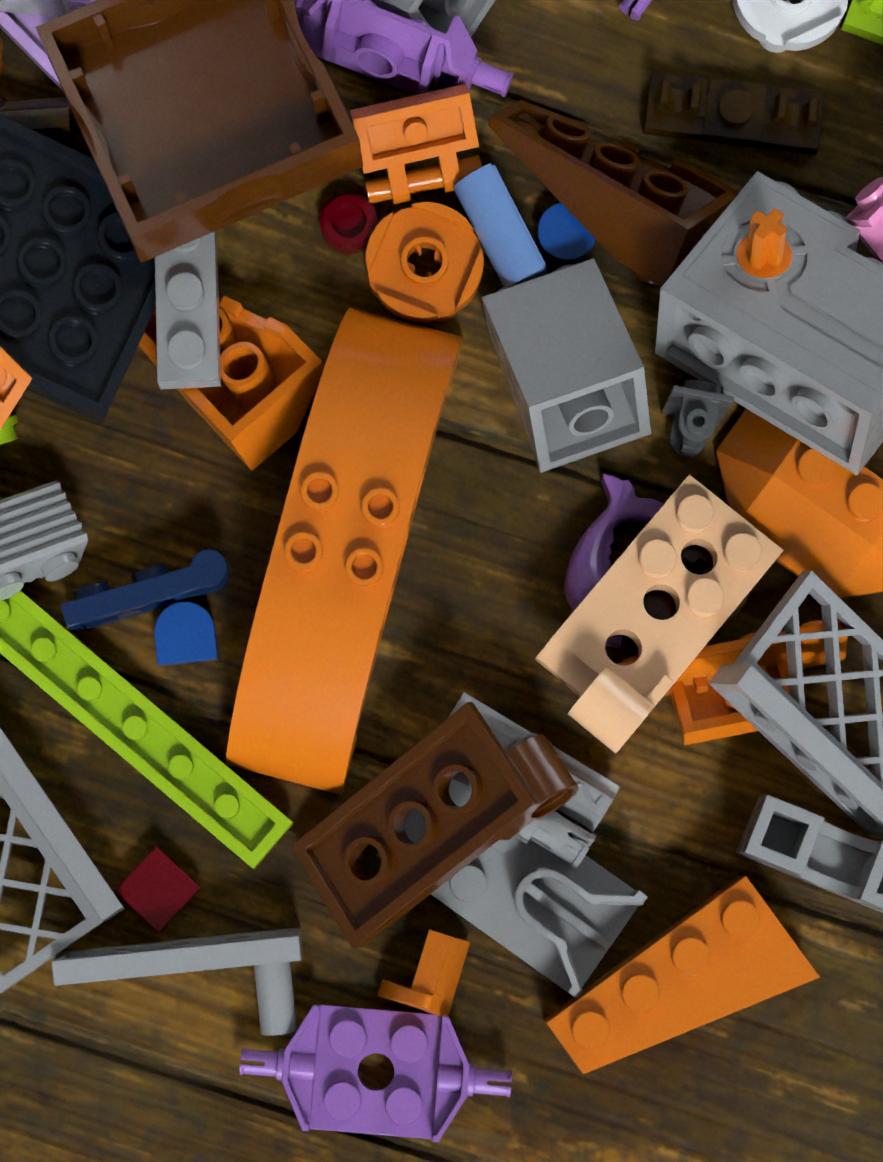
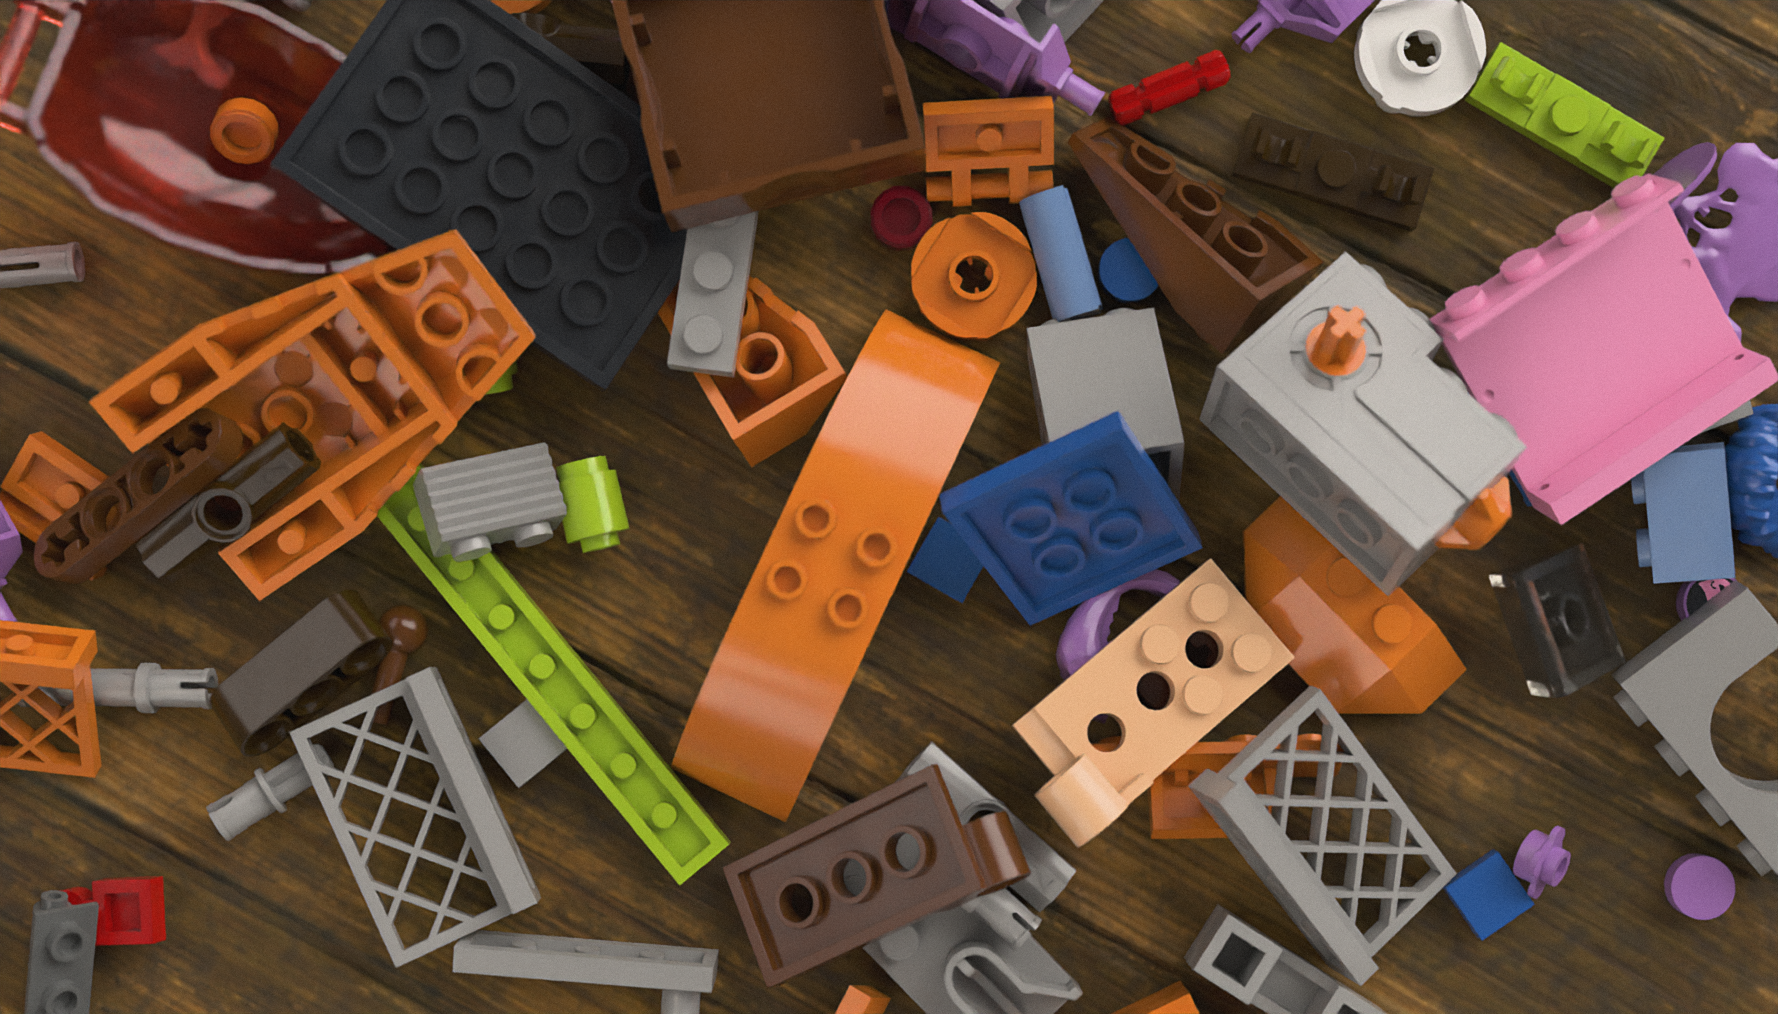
camera: 20 degrees right, 5 degrees up
(84, 765) = (523, 743): none -> light grey tile
(111, 531) = (592, 504): none -> lime brick
(150, 590) = (623, 574): dark blue plate -> none
(158, 889) = (578, 885): dark red tile -> none
(185, 635) = (652, 626): blue tile -> none
(450, 525) = (946, 561): none -> blue tile
(554, 457) = (1071, 519): none -> blue plate
(571, 63) = (1169, 87): none -> red axle
(695, 414) = (1228, 497): dark grey hinge -> none

